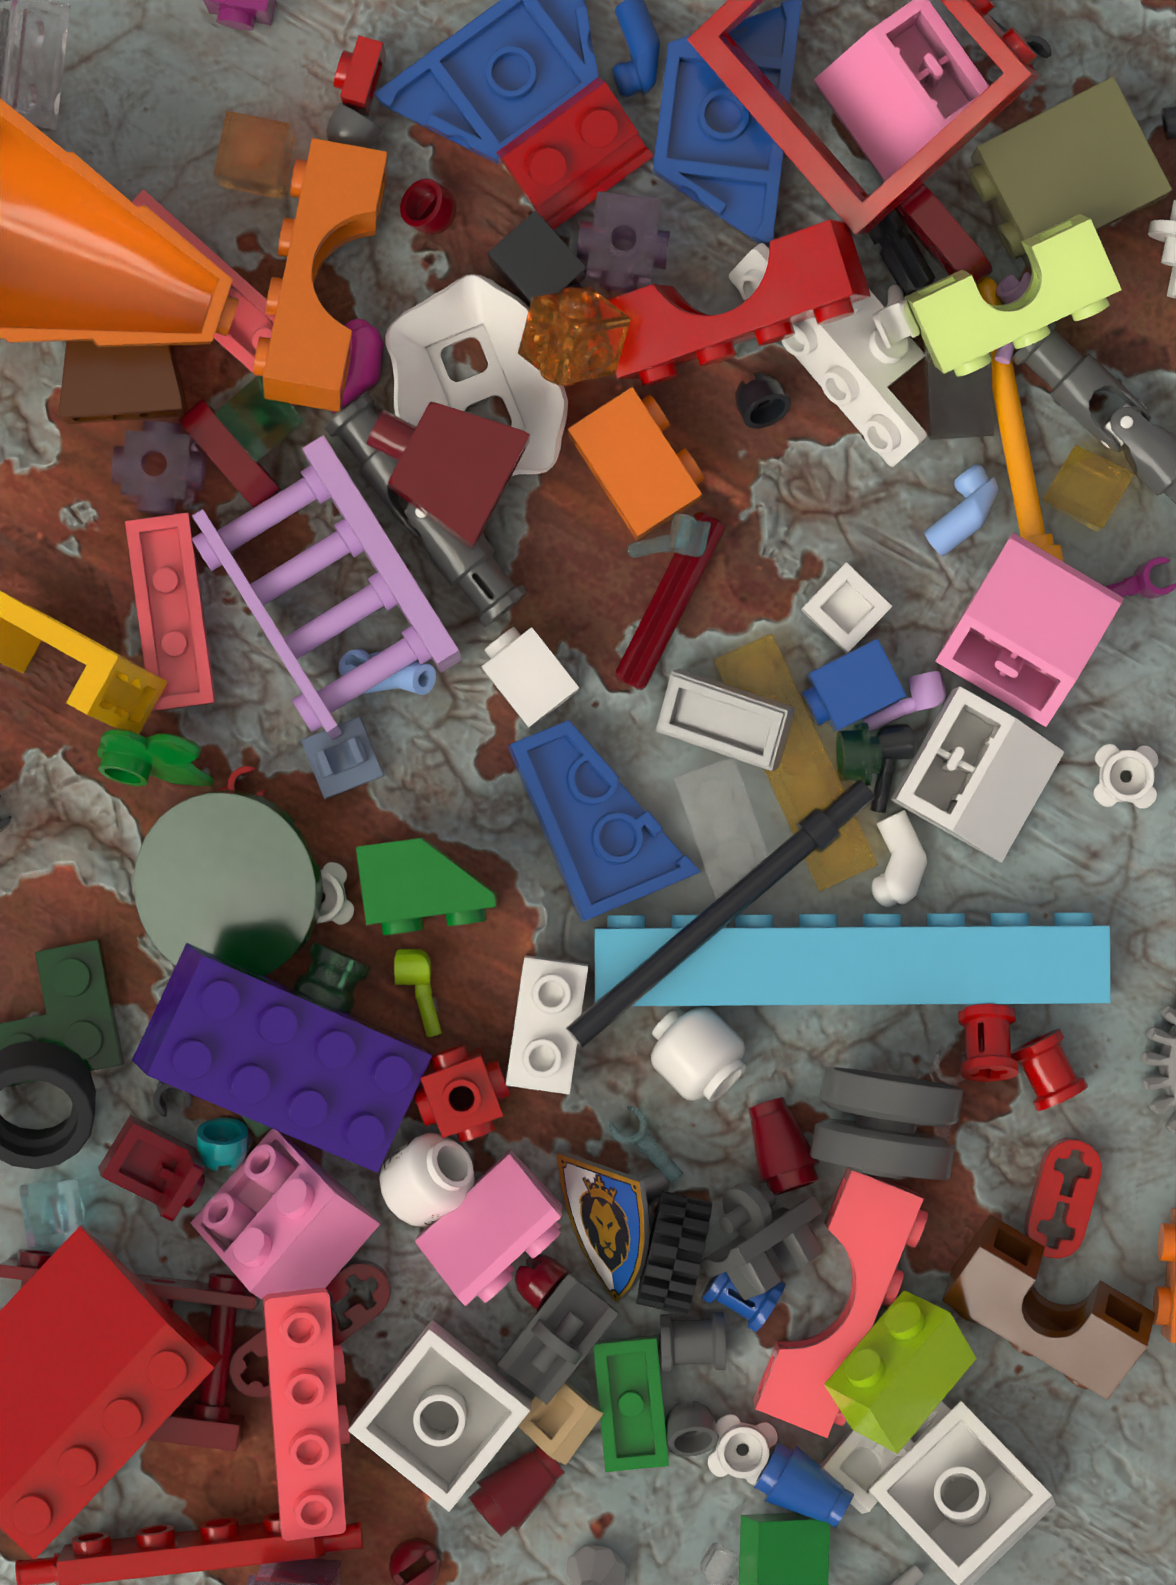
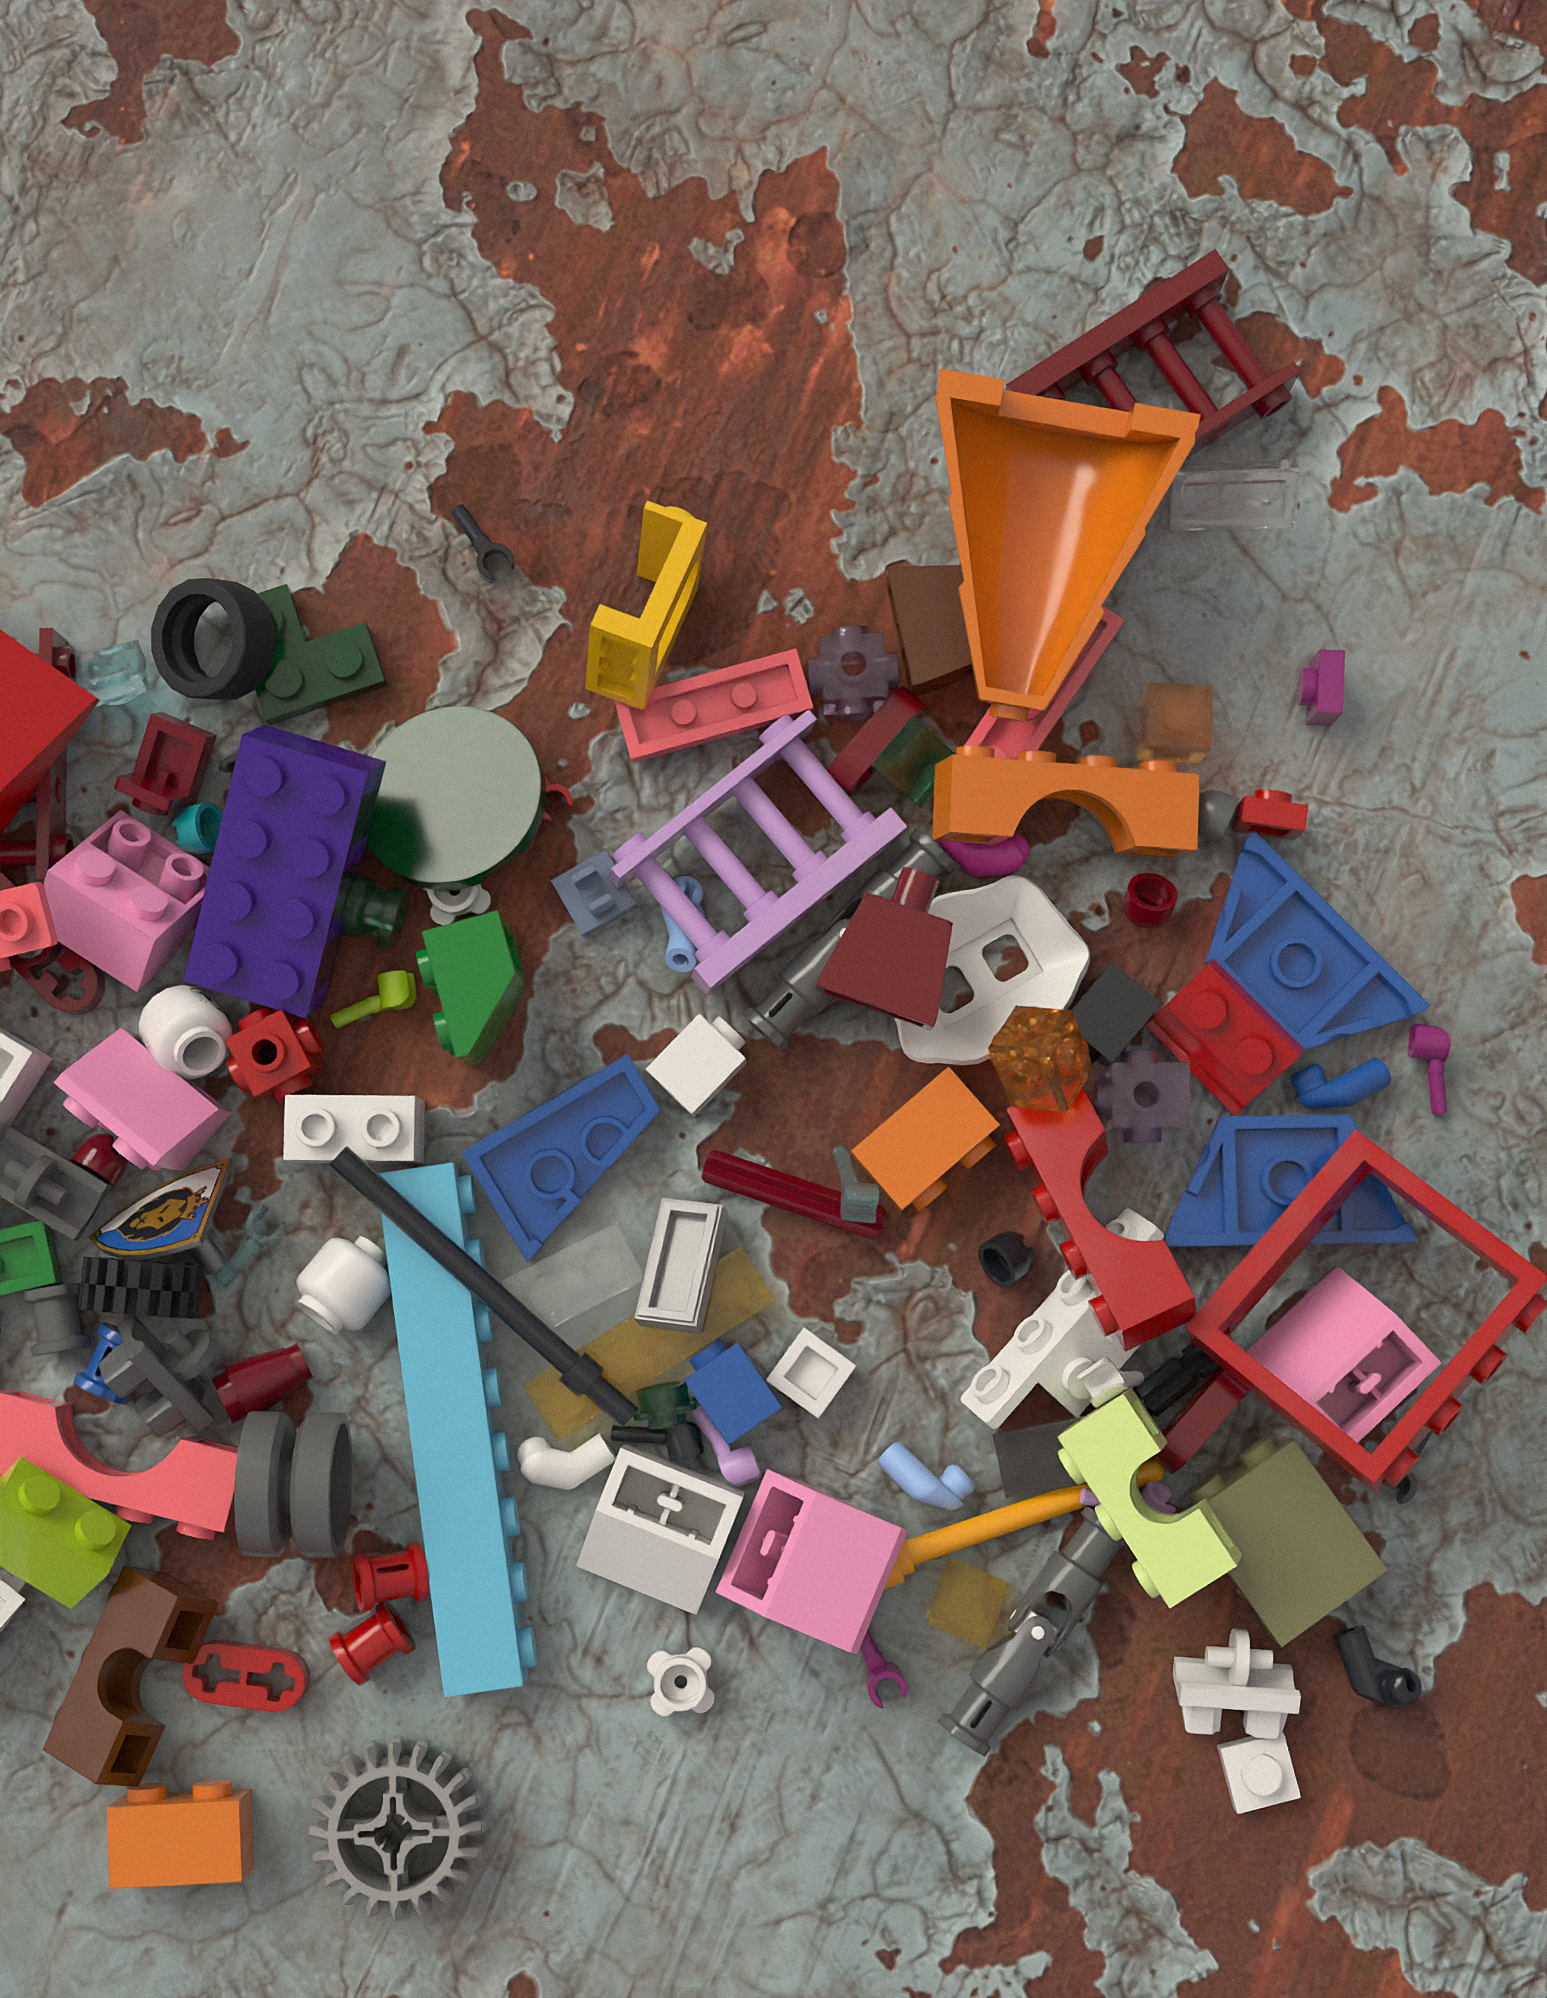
camera: 90 degrees right, 5 degrees down
(133, 758) = (565, 692): green plate -> none

